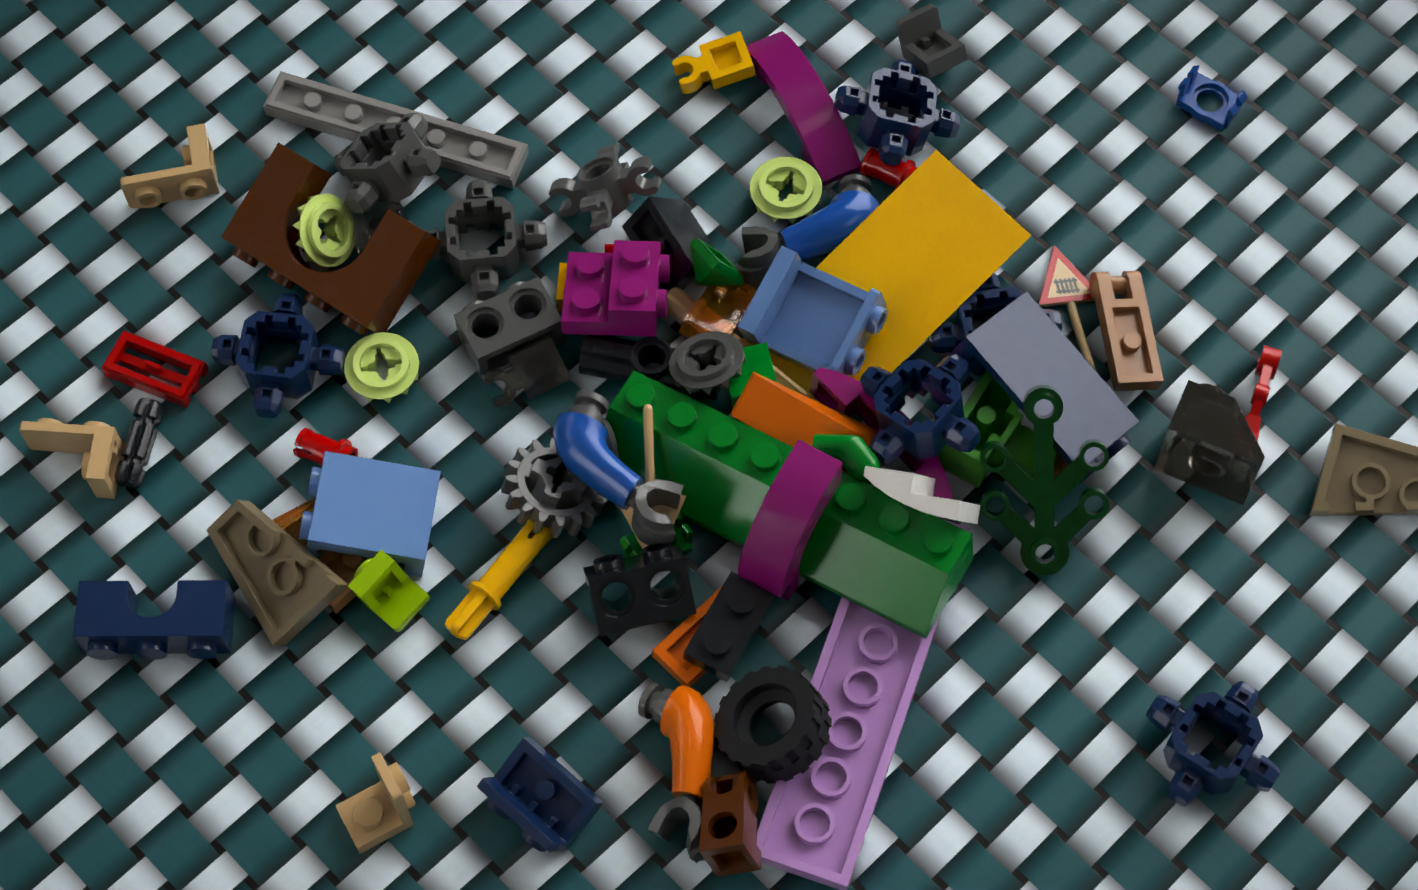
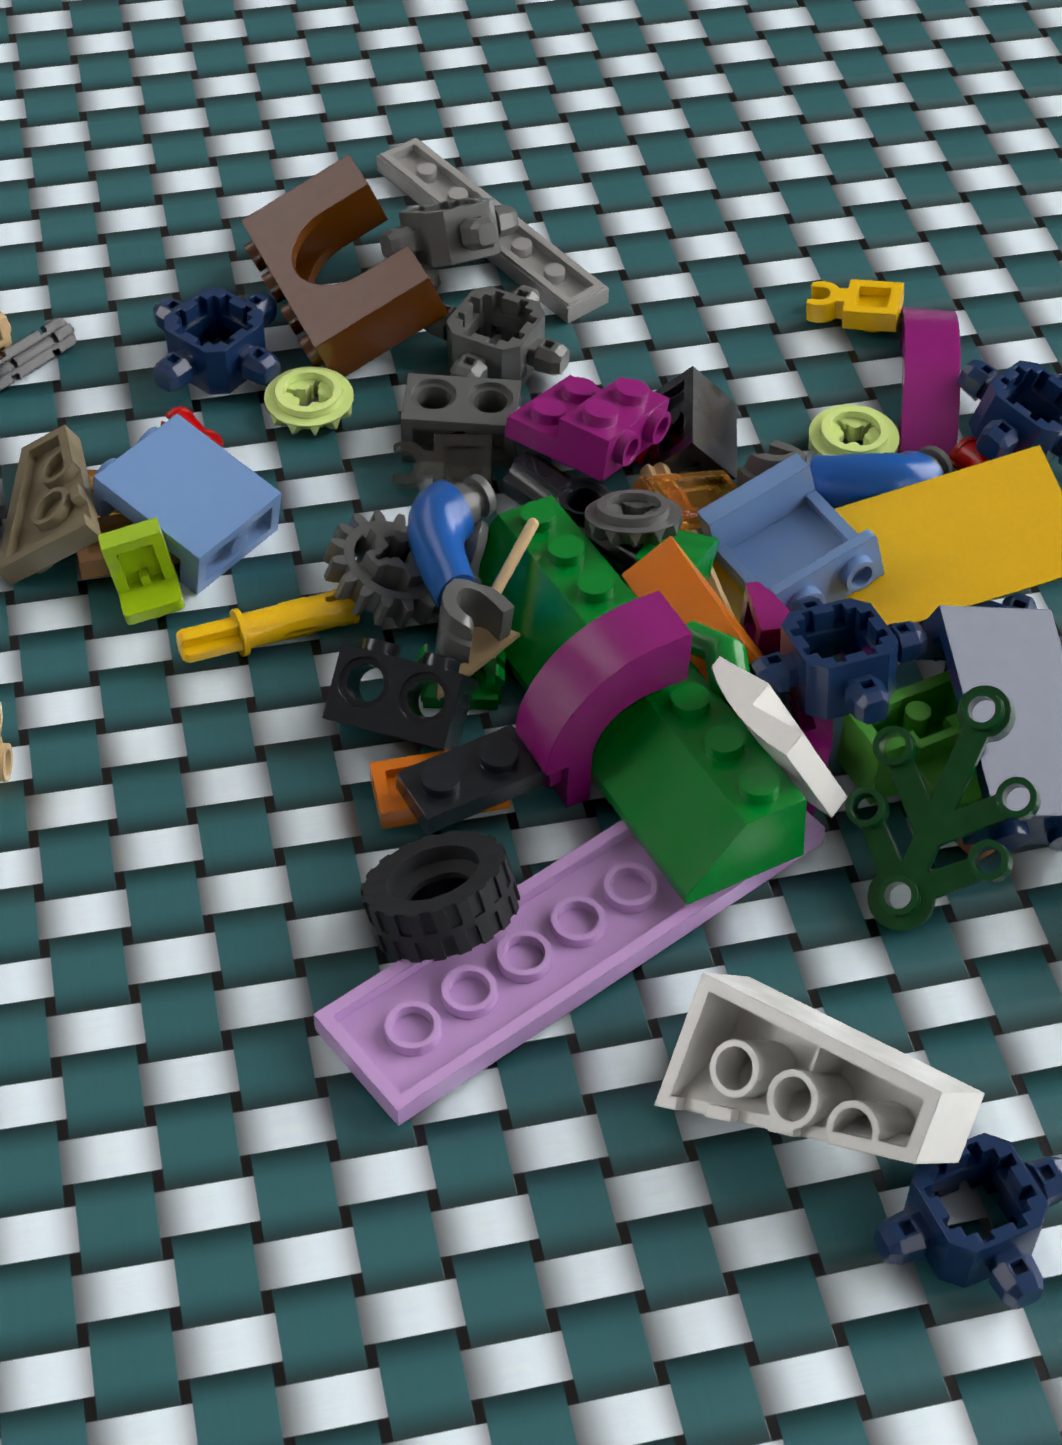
camera: 30 degrees right, 15 degrees down
(144, 383) = (111, 330): red tile -> none
(178, 183) = (245, 173): tan bracket -> none
(338, 228) = (351, 237): yellowish green gear -> none
(540, 797) = (134, 840): dark blue bracket -> none
(605, 187) = (654, 342): dark grey pin -> none
(690, 728) = (266, 941): orange piece -> none
(712, 266) = (713, 452): green slope -> none
(730, 824) = (307, 965): reddish brown leg -> none
(1078, 718) = (803, 1074): none -> white wedge

